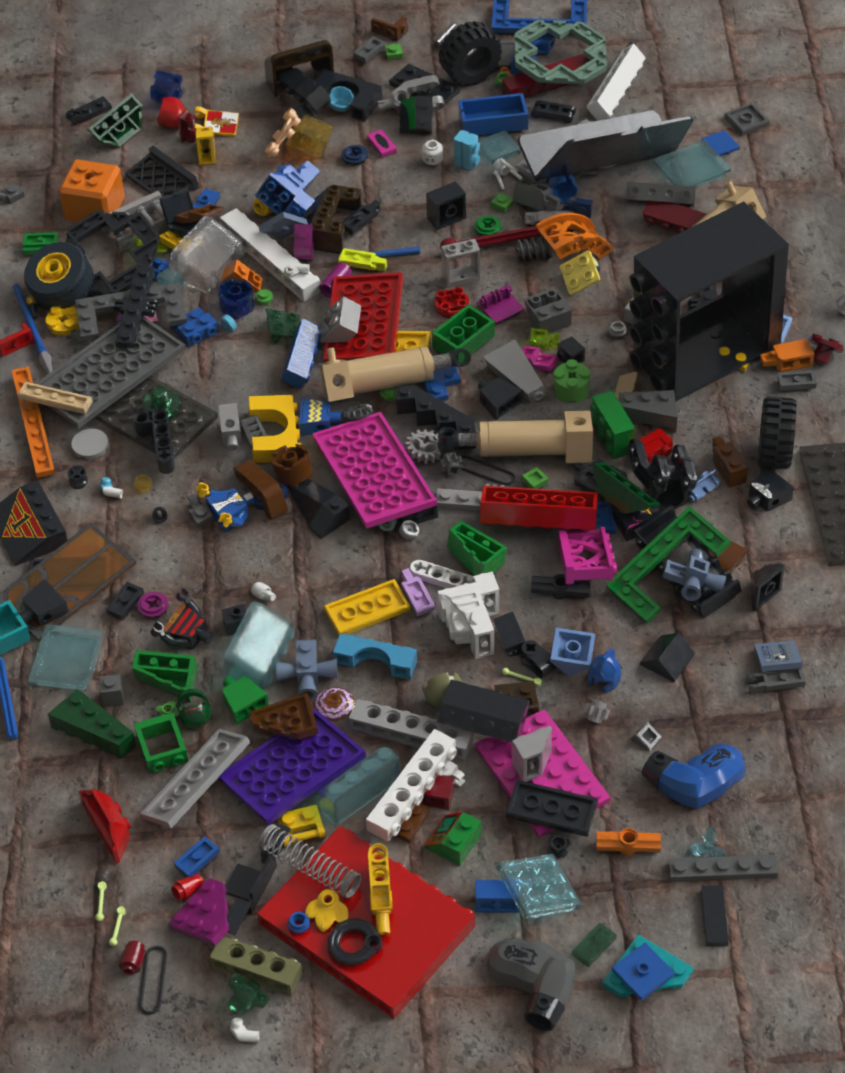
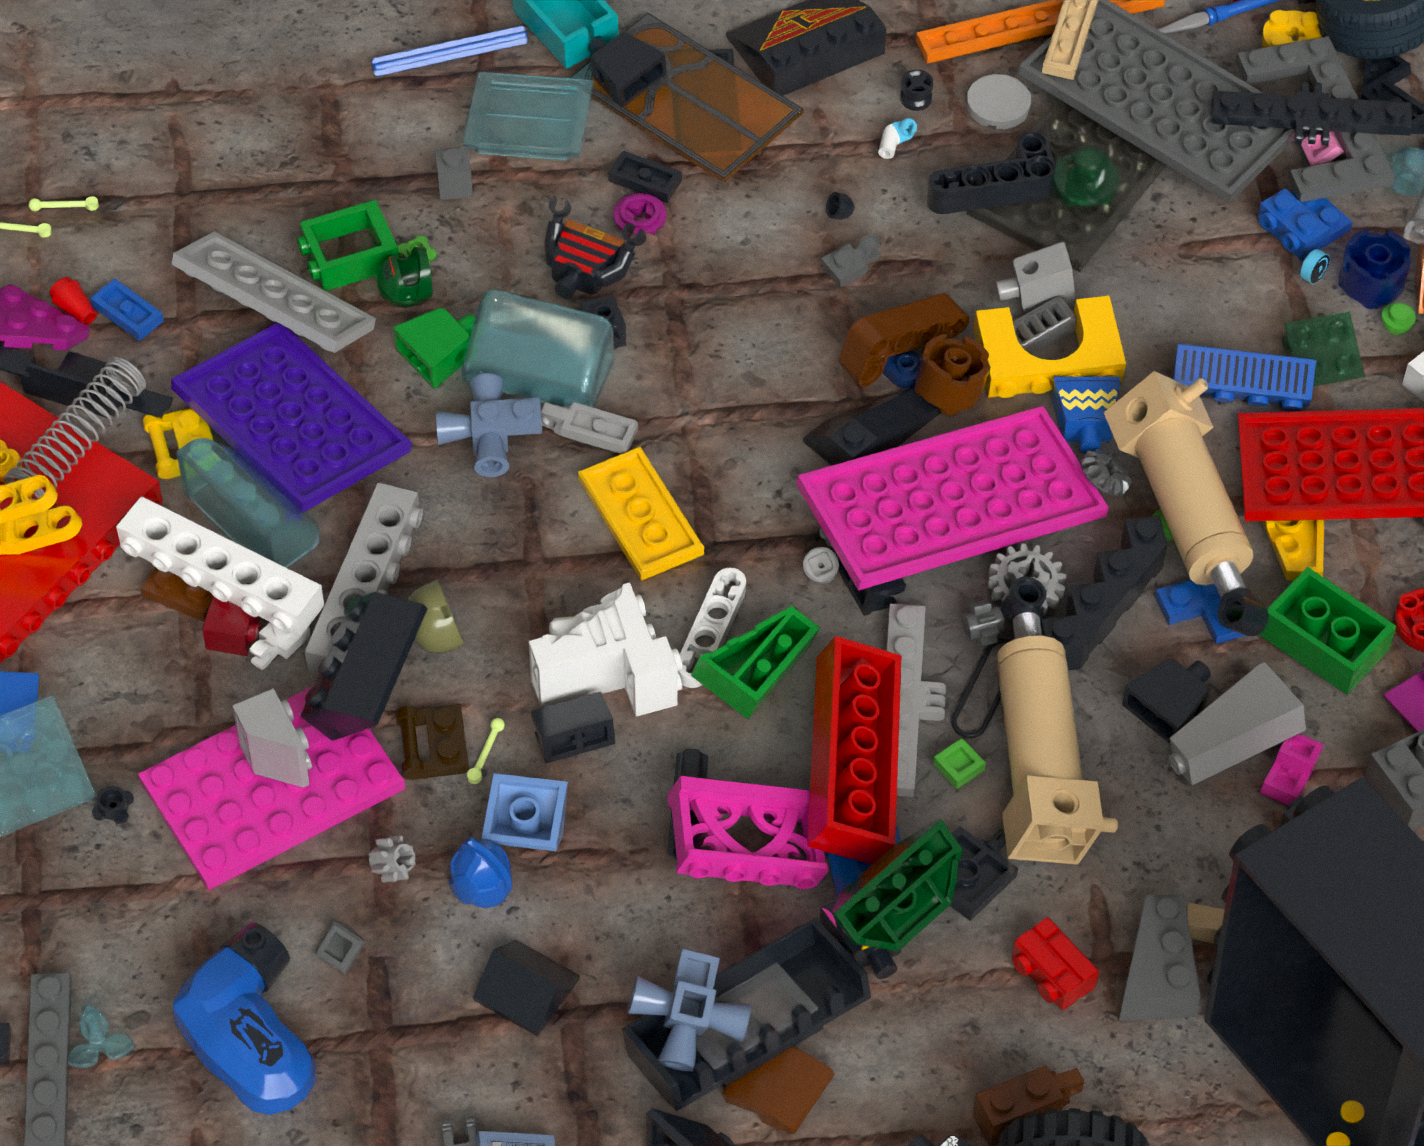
camera: 85 degrees right, 5 degrees up
(91, 723) = (387, 153): dark green wedge -> none
(107, 821) = (195, 188): red wedge -> none
(143, 483) = (910, 179): clear yellow plate -> none
(166, 671) = (484, 240): green wedge -> none
(227, 506) = (852, 290): blue torso -> none
(262, 591) = (671, 360): white cylinder -> none
(287, 718) = (382, 401): reddish brown plate -> none
(309, 624) = (590, 426): none -> light grey hinge
(336, 709) = (435, 488): dish -> none
(340, 321) = (1315, 420): light grey slope -> none
(353, 650) = (513, 557): dark azure arch -> none
(416, 593) = (673, 578): lavender hinge -> none
(454, 837) = (136, 651): green slope -> none
(536, 659) = (516, 759): black piece -> none
(541, 338) = (1344, 766): clear neon green plate -> none
(552, 808) = (177, 786): black tile -> none
(572, 381) = (1217, 817): bright green brick -> none
(611, 424) = (1098, 883): green brick -> none
(638, 841) = (106, 926): orange piece -> none
(665, 482) = (946, 977): black piece -> none
(686, 523) = (804, 989): green plate -> none
(705, 481) = (949, 1044): medium blue hinge -> none

